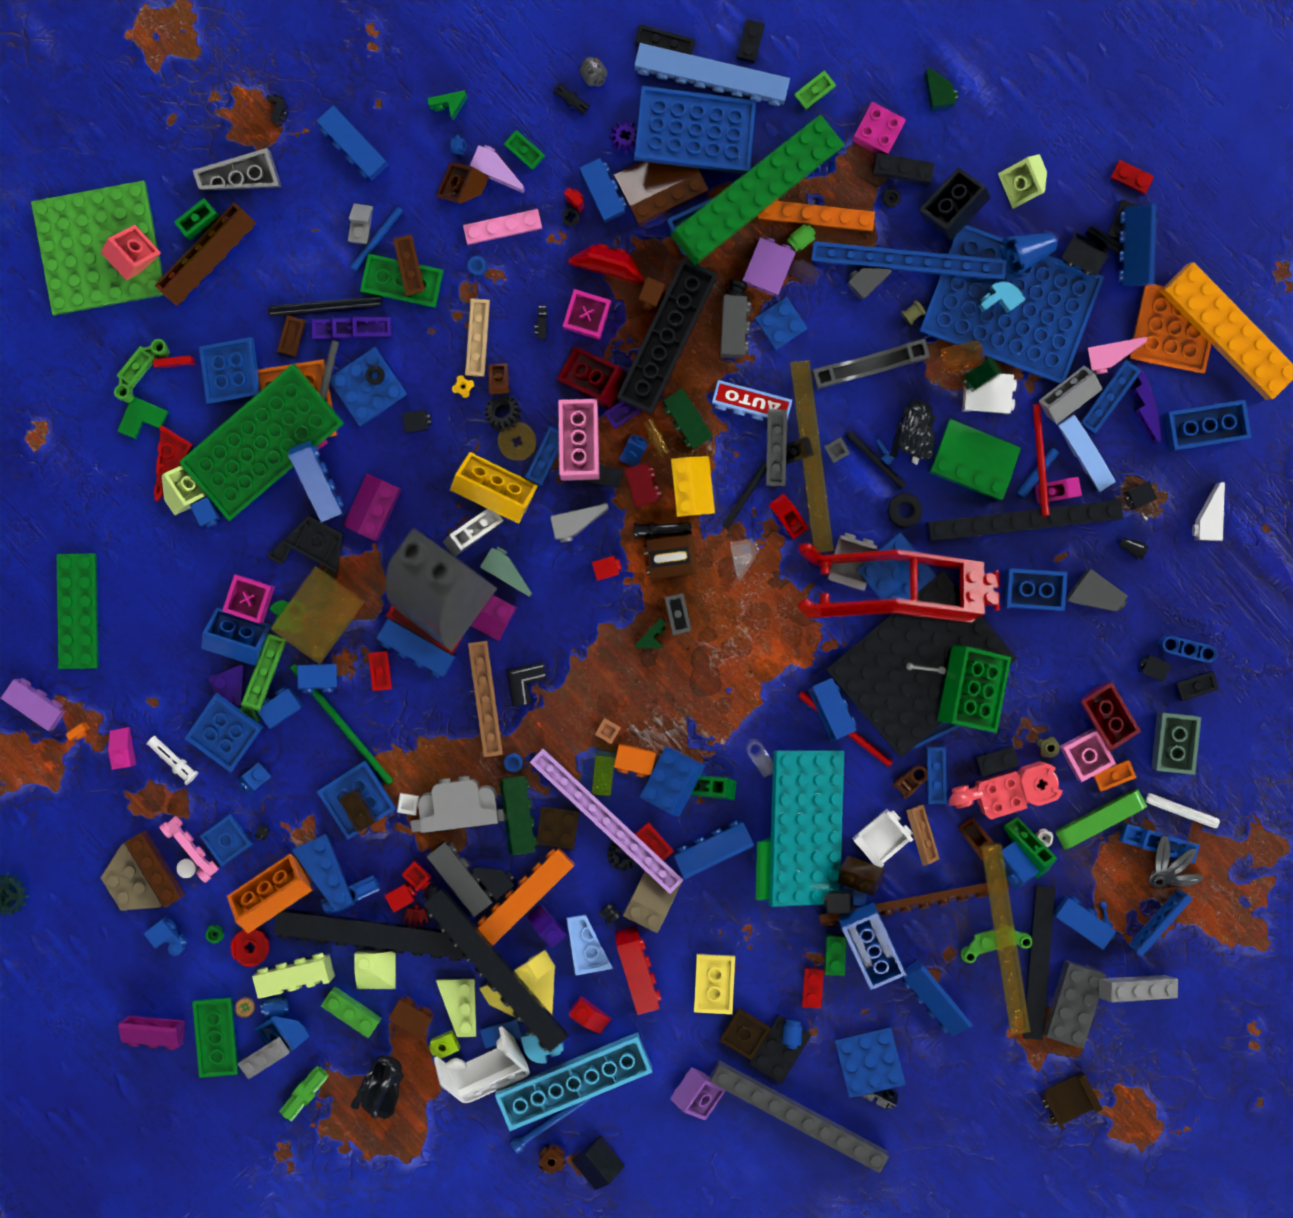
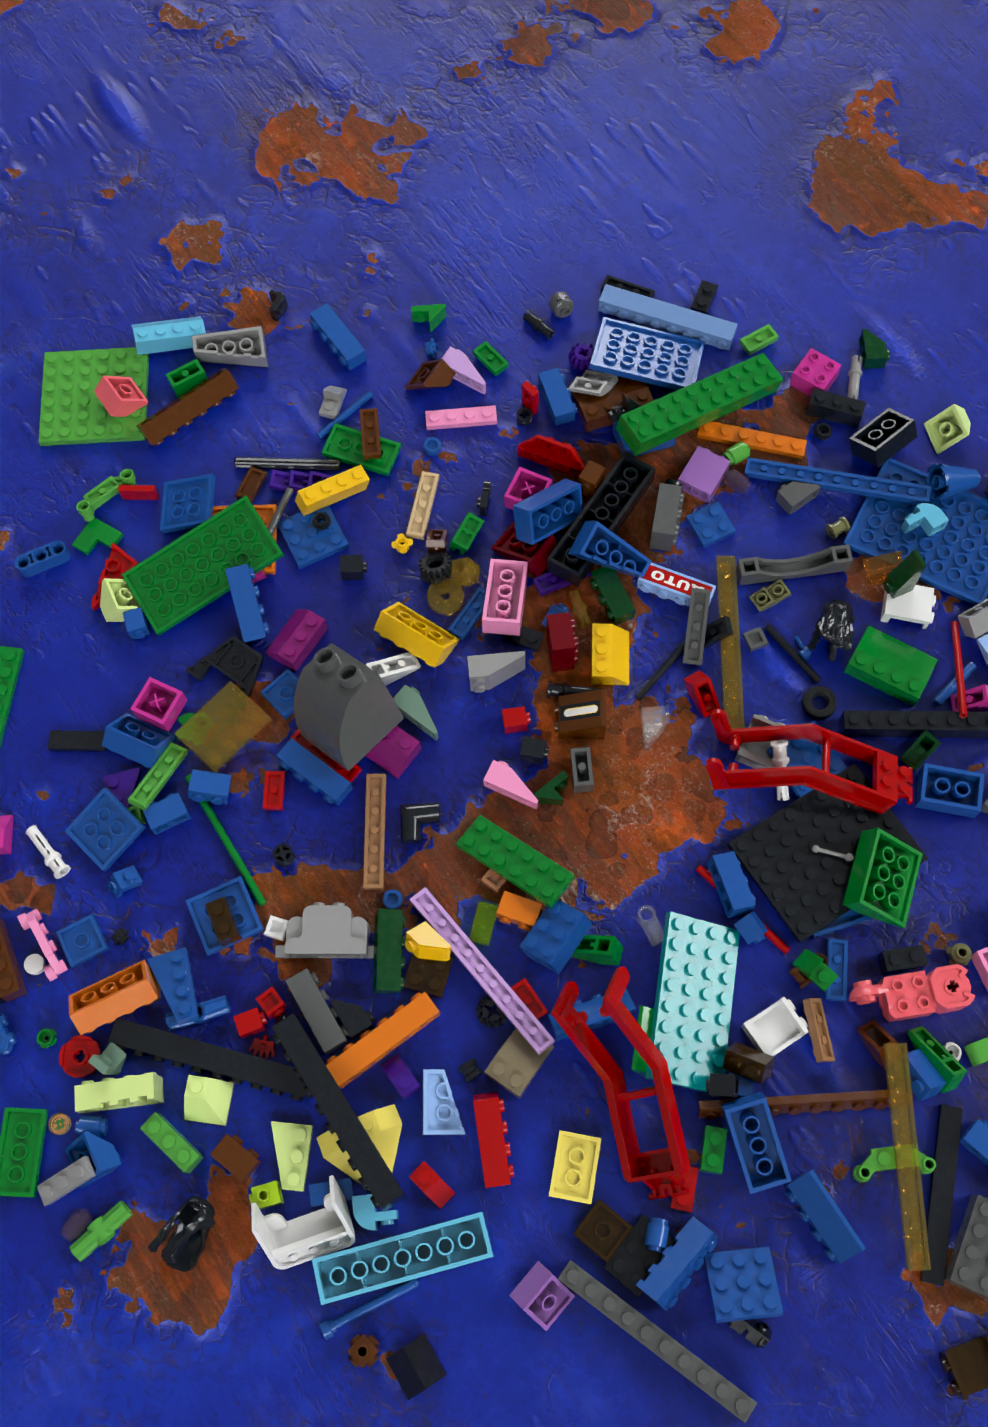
camera: 15 degrees right, 20 degrees down
(82, 452) = (34, 557): none -> blue beam
(164, 163) = (166, 334): none -> medium azure slope
(173, 643) = (76, 741): none -> black tile
(278, 951) = (110, 1061): none -> sand green slope
(281, 1090) = (76, 1224): none -> clear purple brick
(371, 567) = (281, 693): none -> blue tile
(380, 339) = (332, 490): none -> yellow brick
(398, 735) = (281, 852): none -> black wheel
(528, 368) = (466, 533): none -> green hinge
(534, 414) = (465, 571): none -> clear yellow brick
(552, 804) = (427, 943): none -> yellow slope
(607, 634) = (505, 781): none -> bright pink slope
(611, 341) = (547, 511): none -> blue brick
(624, 714) = (515, 861): none -> green plate
(629, 597) = (533, 750): none -> black brick
(640, 174) = (594, 383): none -> light grey slope
(672, 382) = (608, 550): none -> blue wedge
(683, 207) = (628, 405): none -> black slope
(789, 978) = (658, 1167): none -> red piece
(813, 1054) = (678, 1264): none -> blue wedge
(848, 398) = (770, 596): none -> olive slope
(854, 749) = (751, 928): none -> blue brick
(870, 583) = (780, 760): none -> white pin
(915, 783) = (815, 970): none -> green slope
(921, 130) = (854, 377): none -> light grey pin
(1005, 552) = (920, 750): none -> dark green slope

